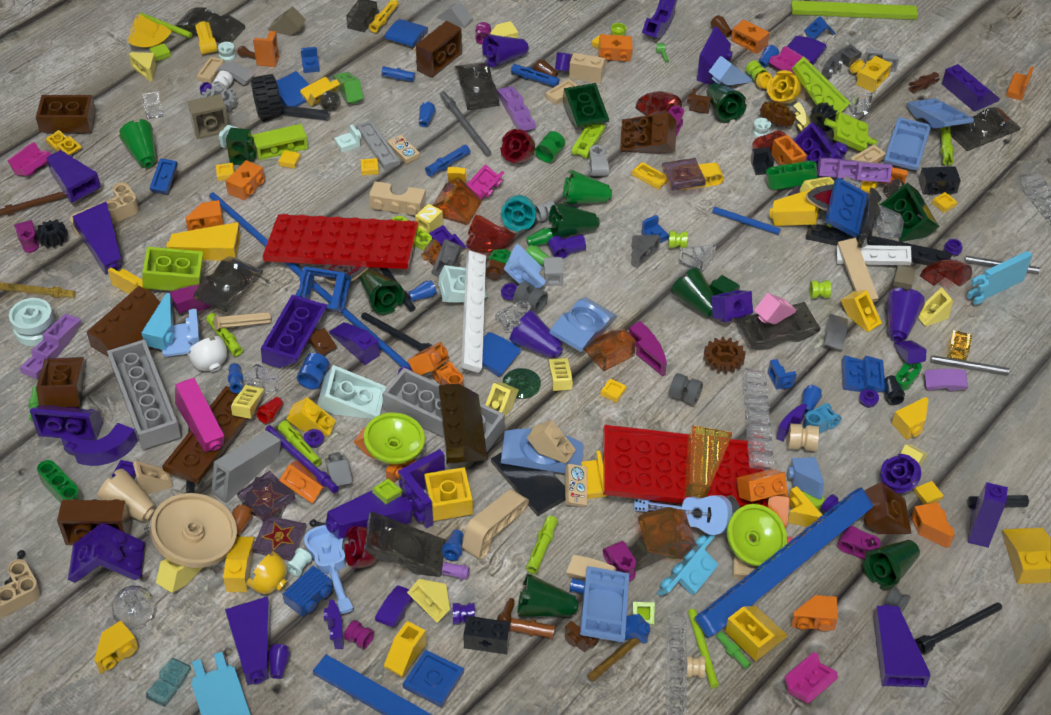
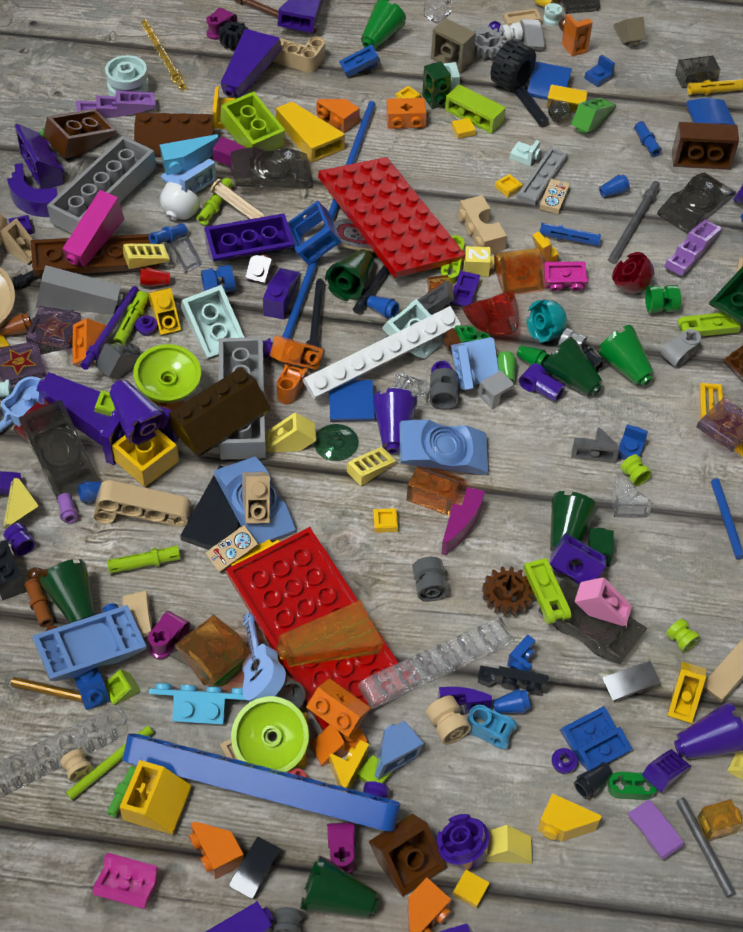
camera: 55 degrees right, 5 degrees up
(427, 468) = (136, 412): none -> dark purple cone
(745, 332) = (547, 590): none -> lime plate
(794, 388) = (513, 678): none -> black hinge
(847, 602) = (255, 867): none -> black slope

